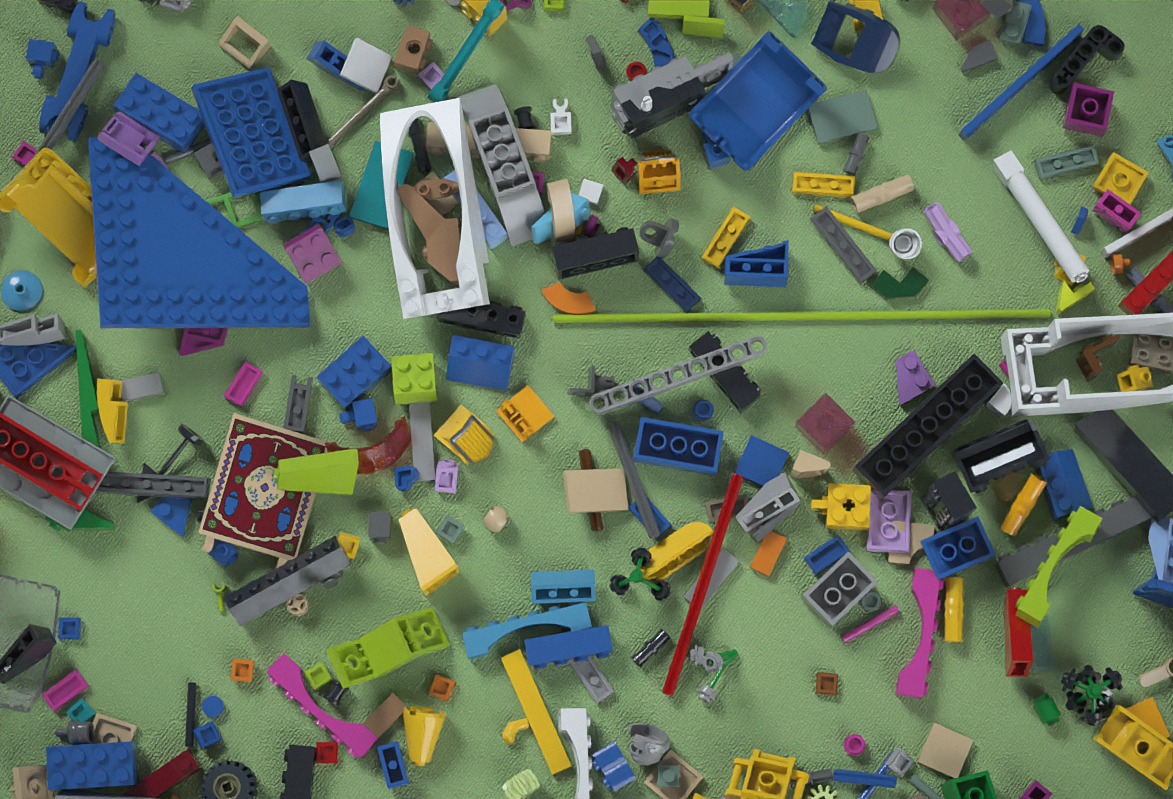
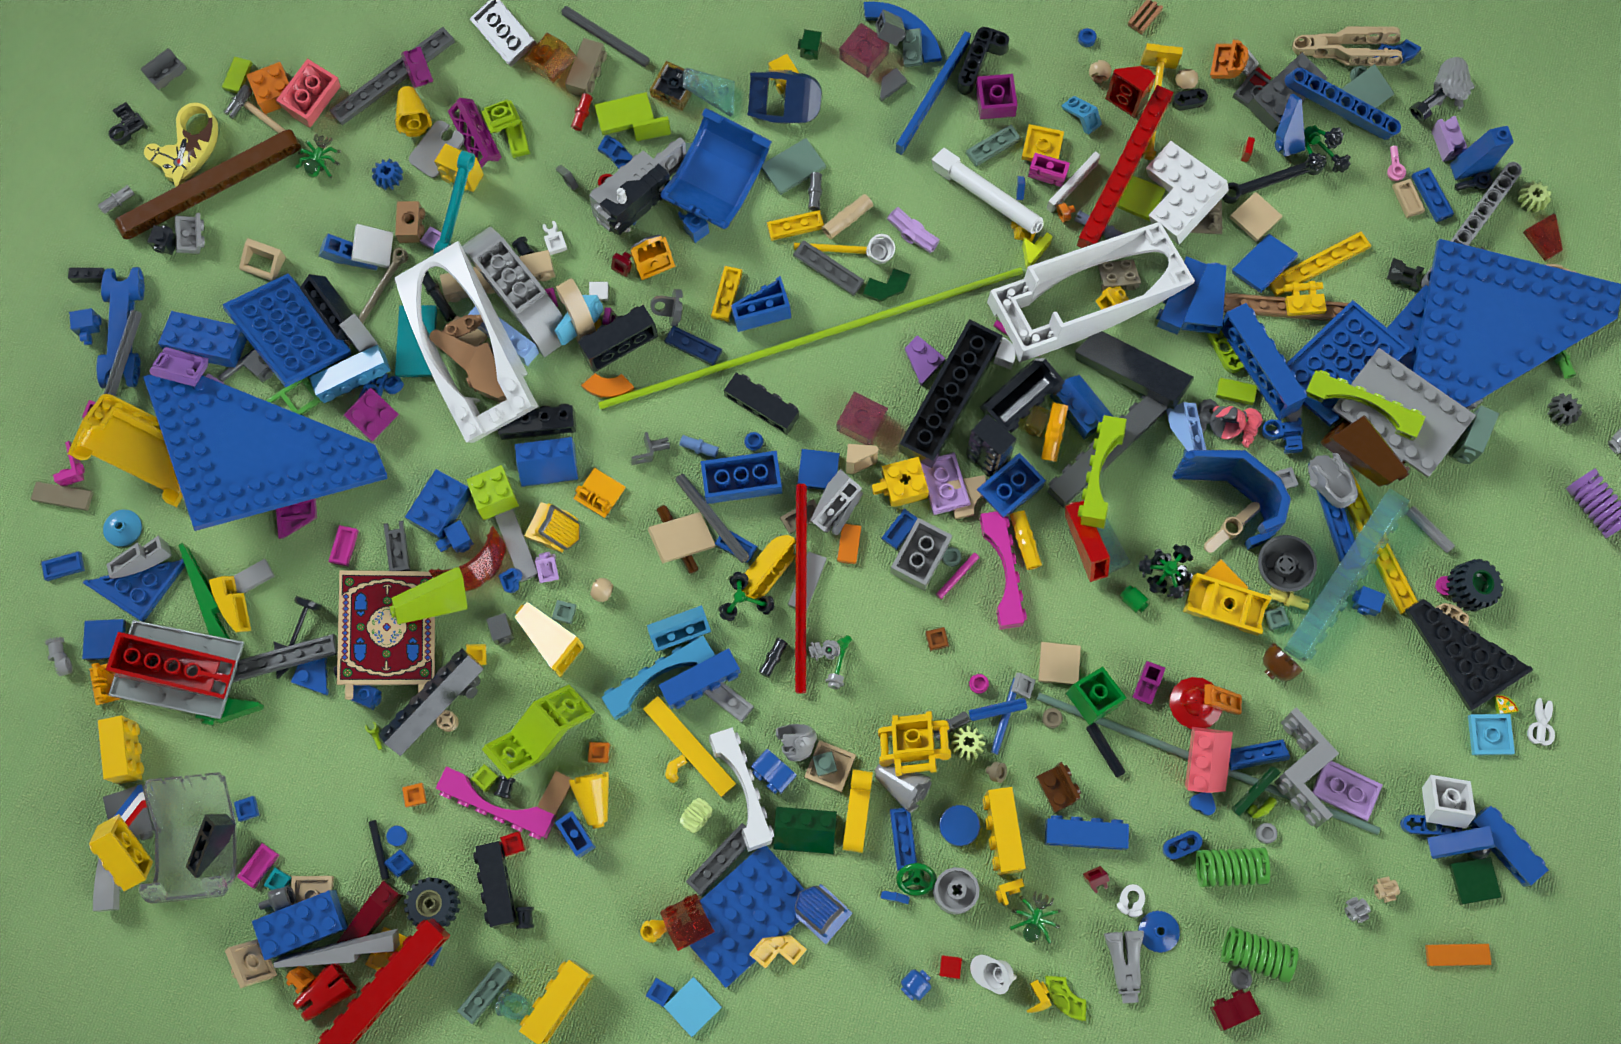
camera: 15 degrees left, 5 degrees down
(685, 367) = (725, 407): light grey beam -> none
(1089, 363) = (1069, 297): reddish brown bracket -> none

